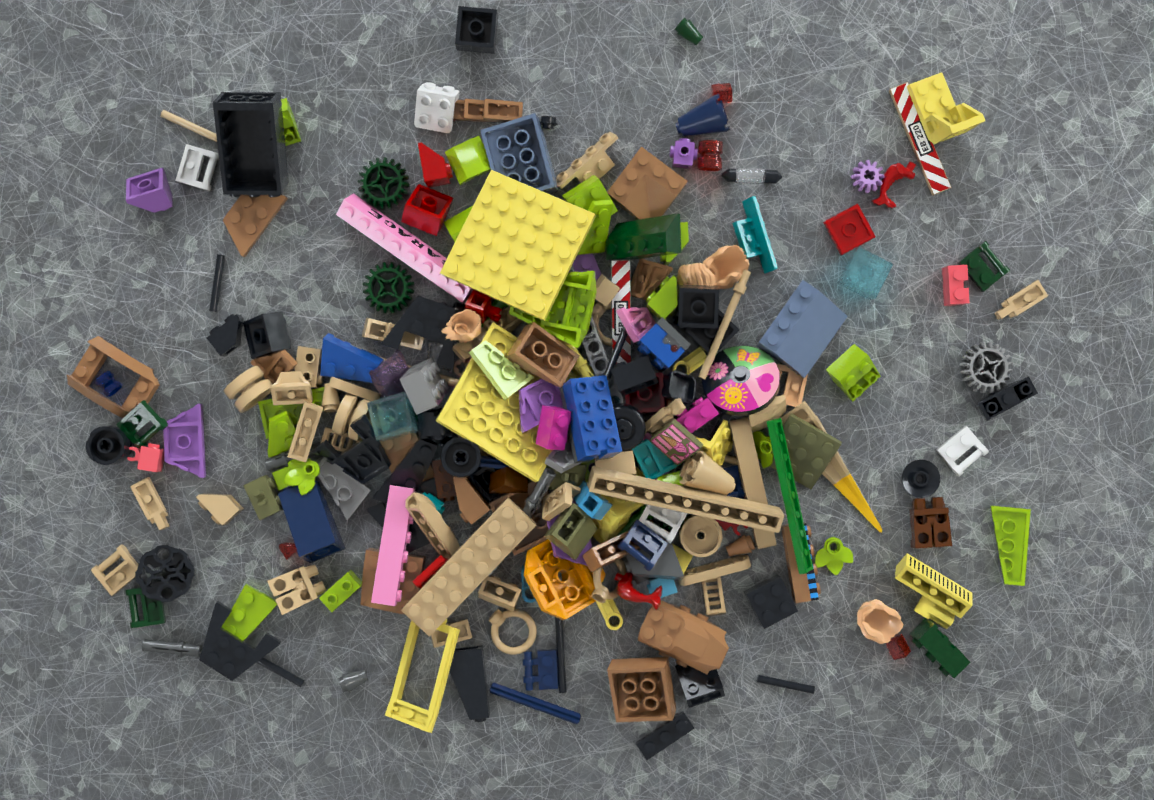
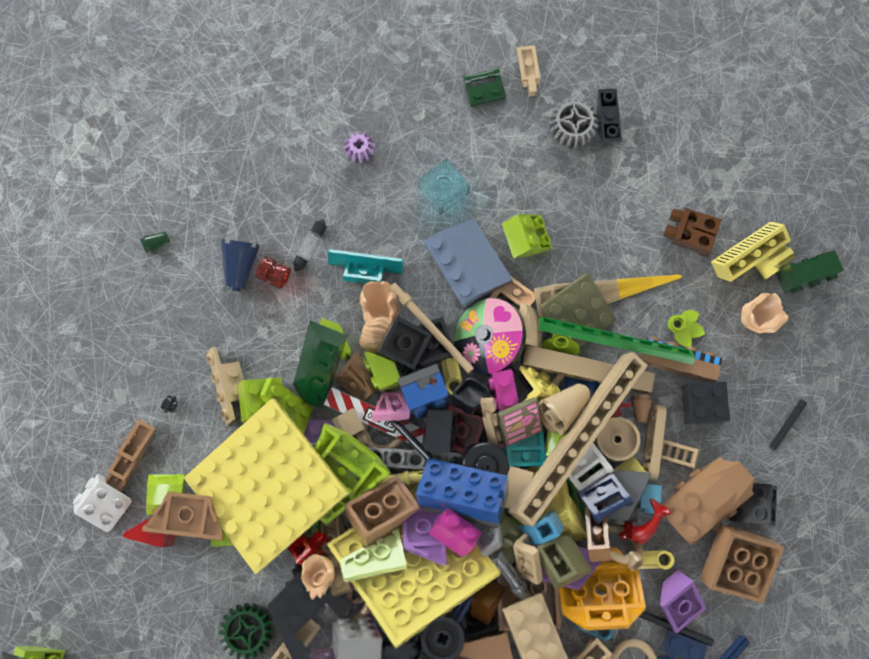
camera: 60 degrees left, 10 degrees down
(391, 182) = (129, 585): dark green gear -> none
(400, 243) = (208, 600): bright pink brick -> none
(426, 209) = (191, 559): red slope -> none
(460, 189) = (185, 516): none -> medium nougat wing
(476, 29) = (50, 431): black brick -> none
(521, 152) = (182, 442): sand blue slope -> none
(585, 649) = (680, 600): none -> medium lavender slope
(646, 186) = (272, 341): medium nougat slope -> none
(665, 735) = (793, 562): black plate -> none
(683, 160) = (259, 295): medium lavender brick -> none
(724, 91) = (223, 233): clear red slope -> none
(849, 229) = (398, 183): red plate -> none
(893, 173) = (367, 125): red animal -> none
(898, 647) = (794, 307): clear red slope -> none
(922, 147) = (348, 90): tile -> none
(930, 478) = (651, 212): black dish -> none
(938, 110) = (336, 64): light yellow bracket -> none
(953, 285) = (489, 117): coral brick -> none
(957, 446) = (632, 177): white plate -> none
(1012, 536) = (733, 166): lime wing -> none

